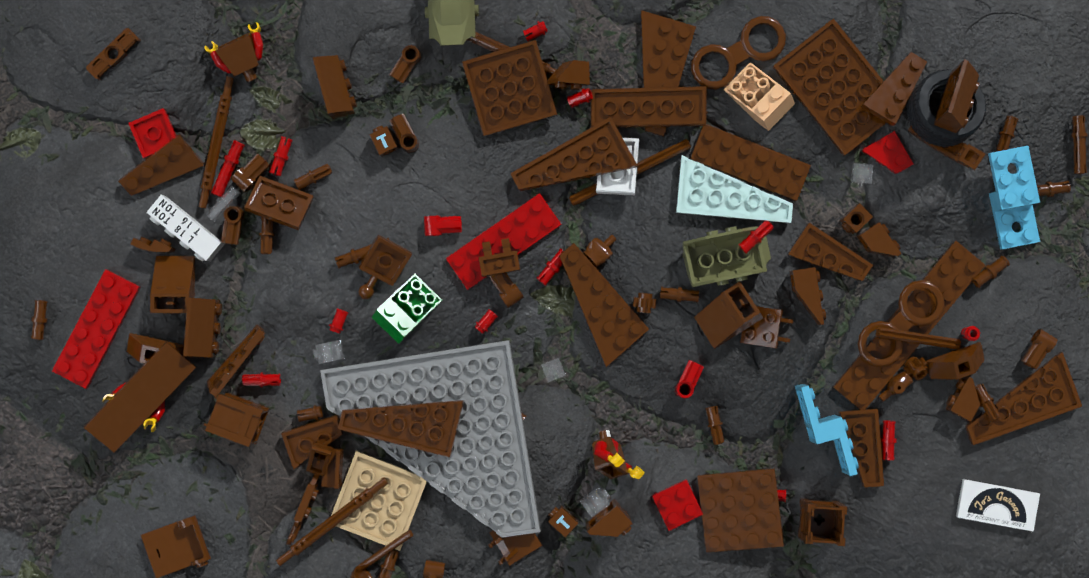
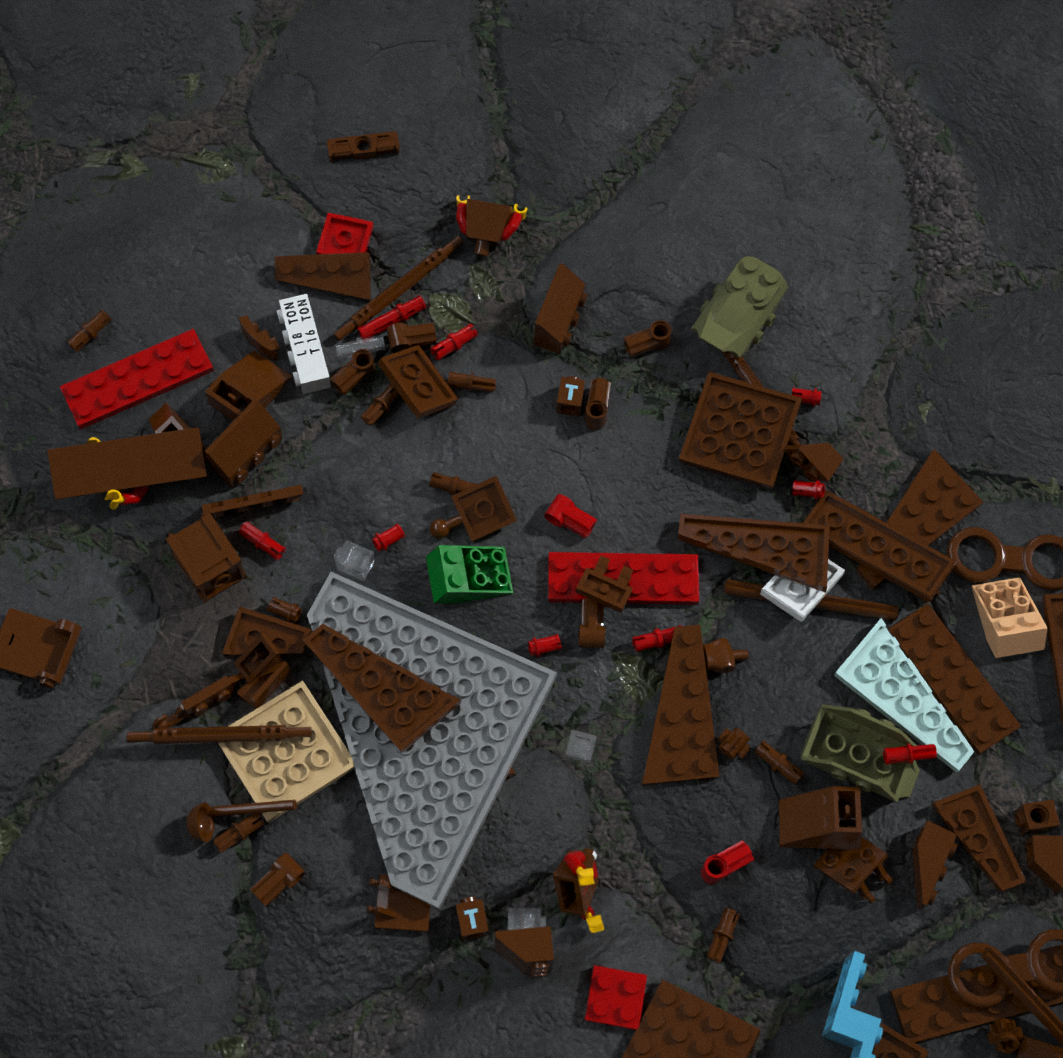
camera: 25 degrees right, 20 degrees down
(896, 385) = (969, 1039): reddish brown piece -> none

